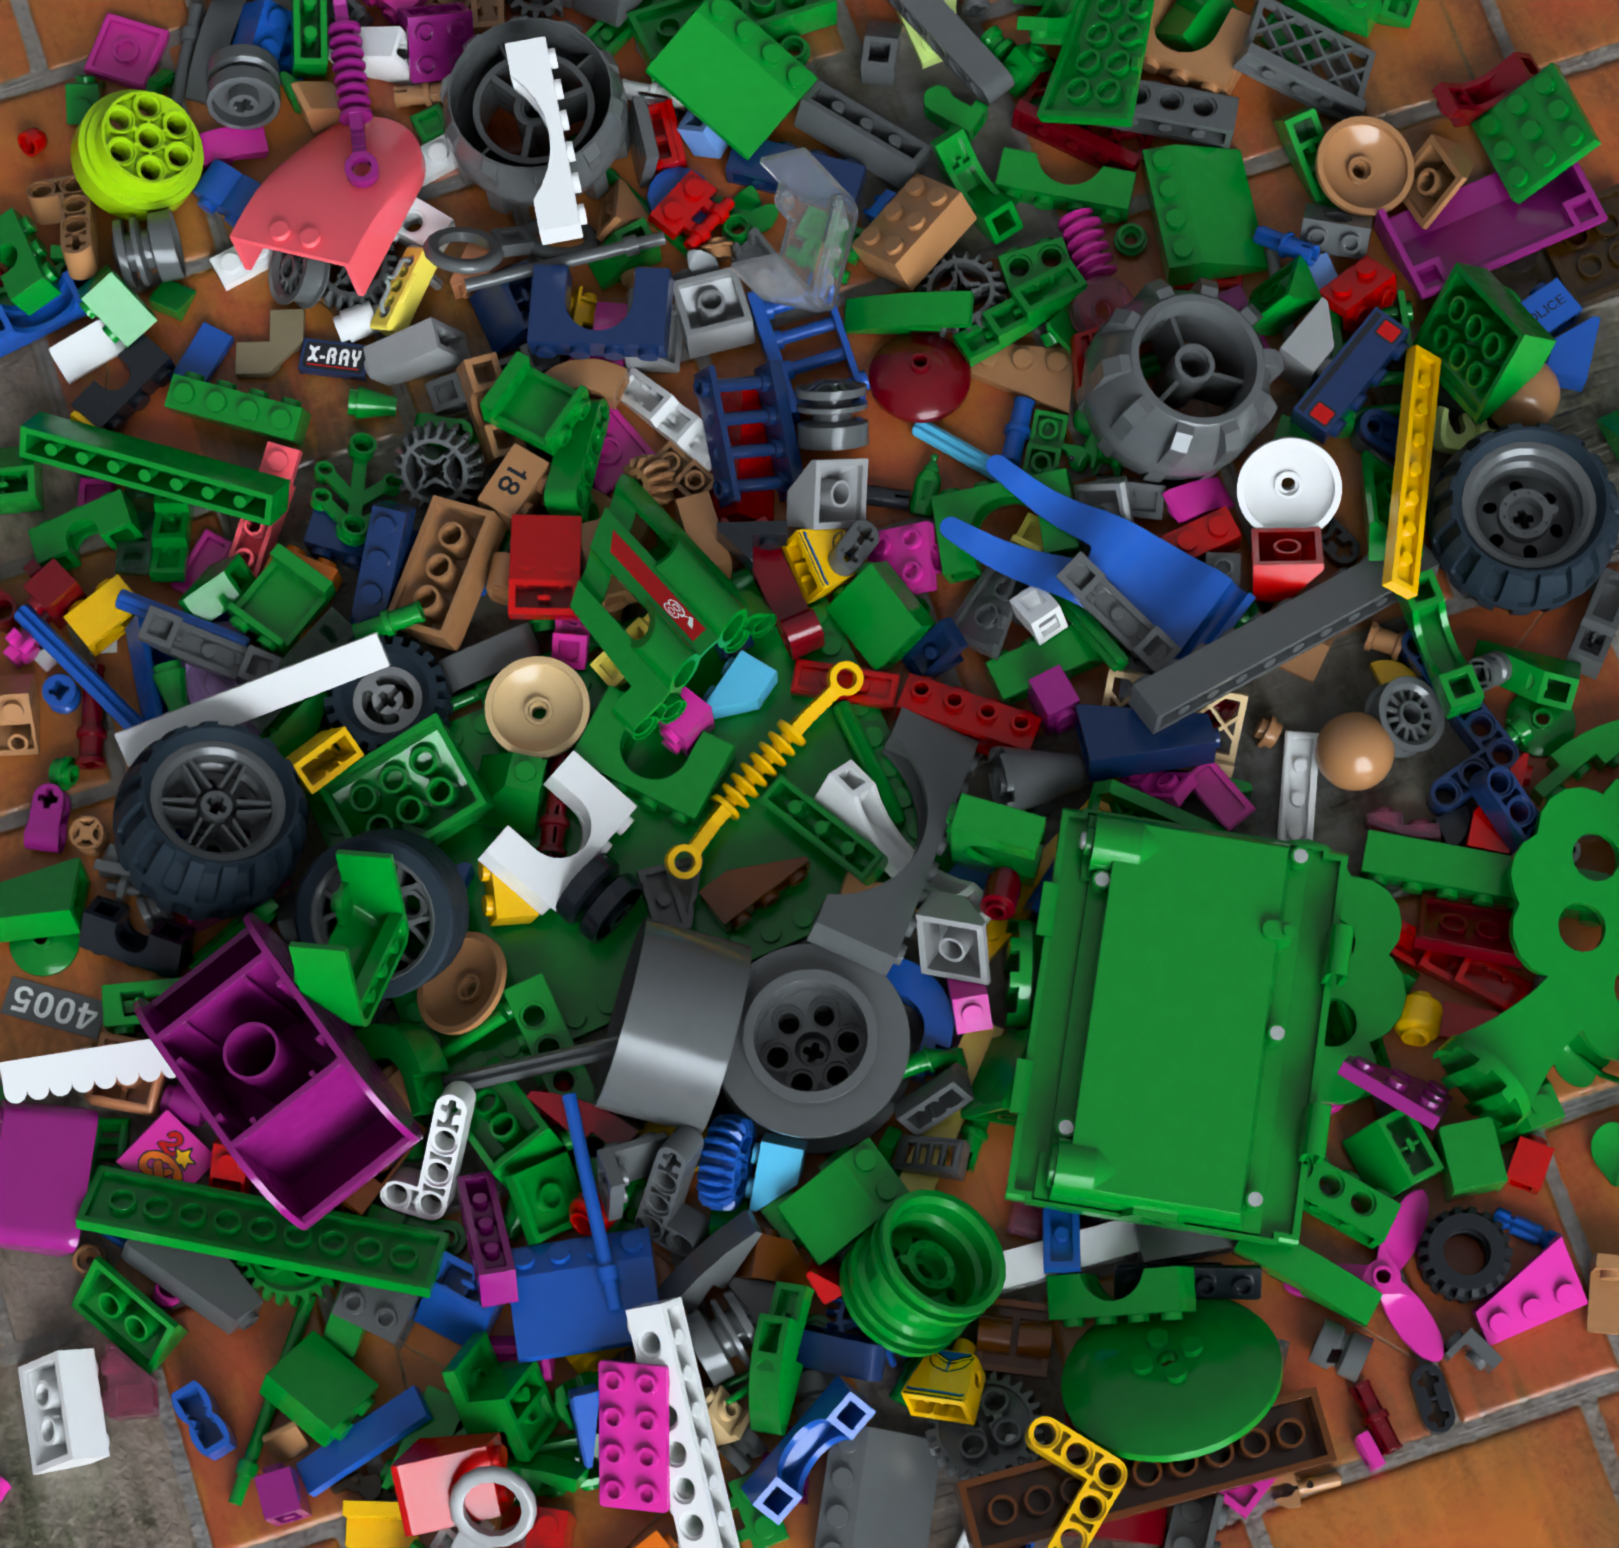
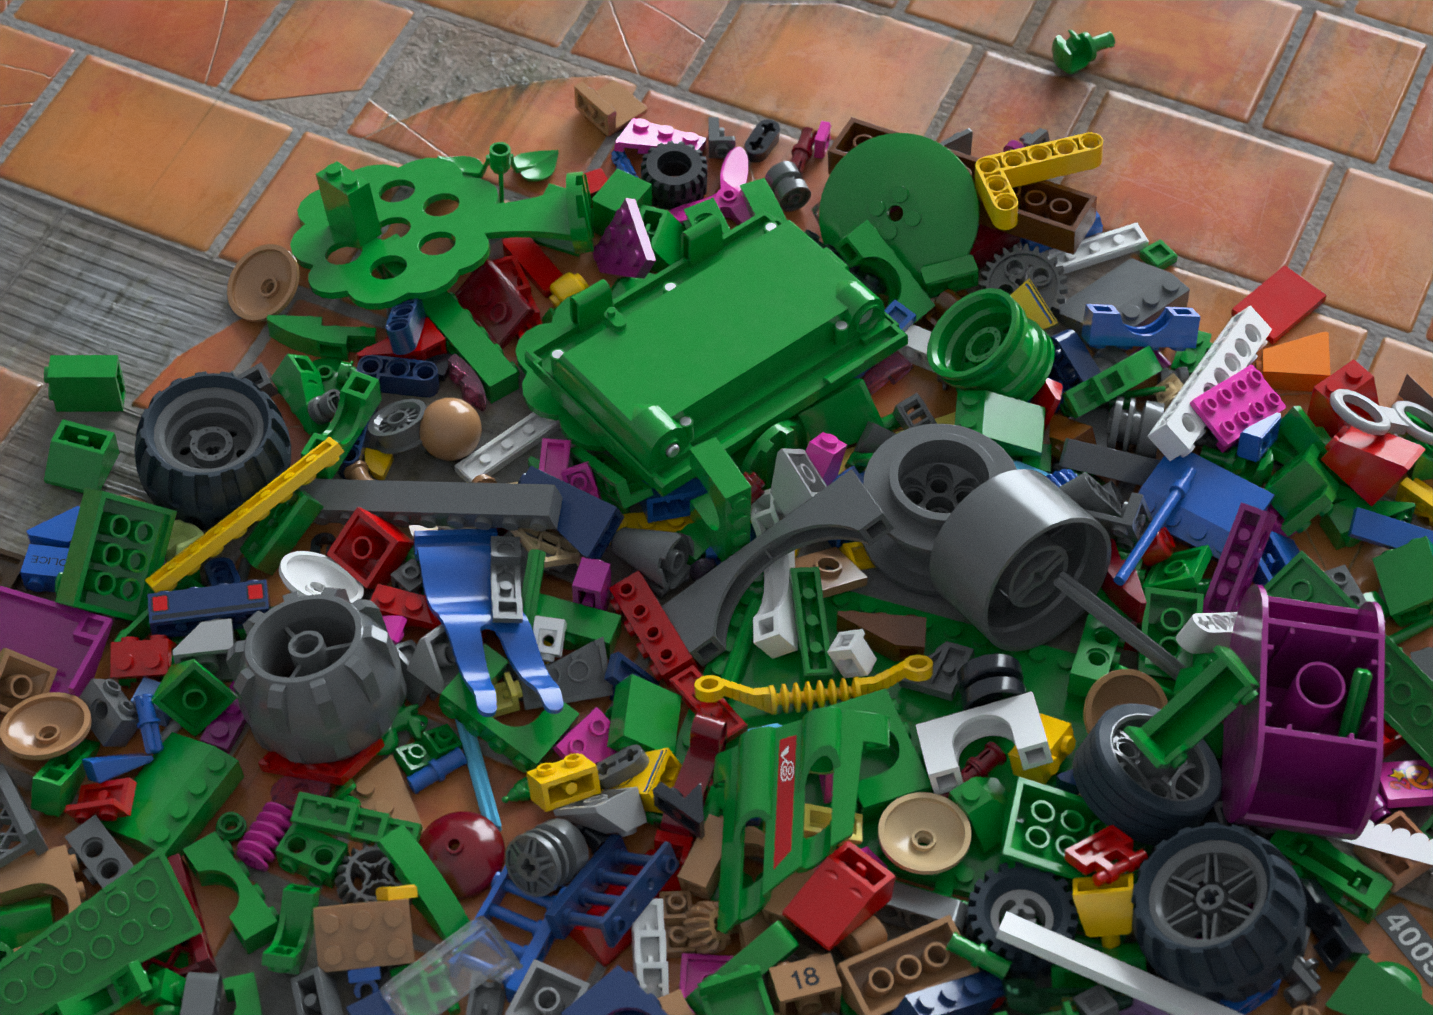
camera: 145 degrees left, 20 degrees down
(214, 1075) = (1355, 703): none -> green axle
(357, 791) = (1102, 848): none -> red plate
(758, 831) = (852, 654): none -> white brick
(885, 489) = (563, 782): none -> yellow brick
(918, 275) = (393, 893): none -> yellow tile
(1062, 1361) = (950, 274): none -> green slope
(1248, 156) = (105, 800): none -> red bracket
(1277, 194) = (107, 767): none -> blue slope

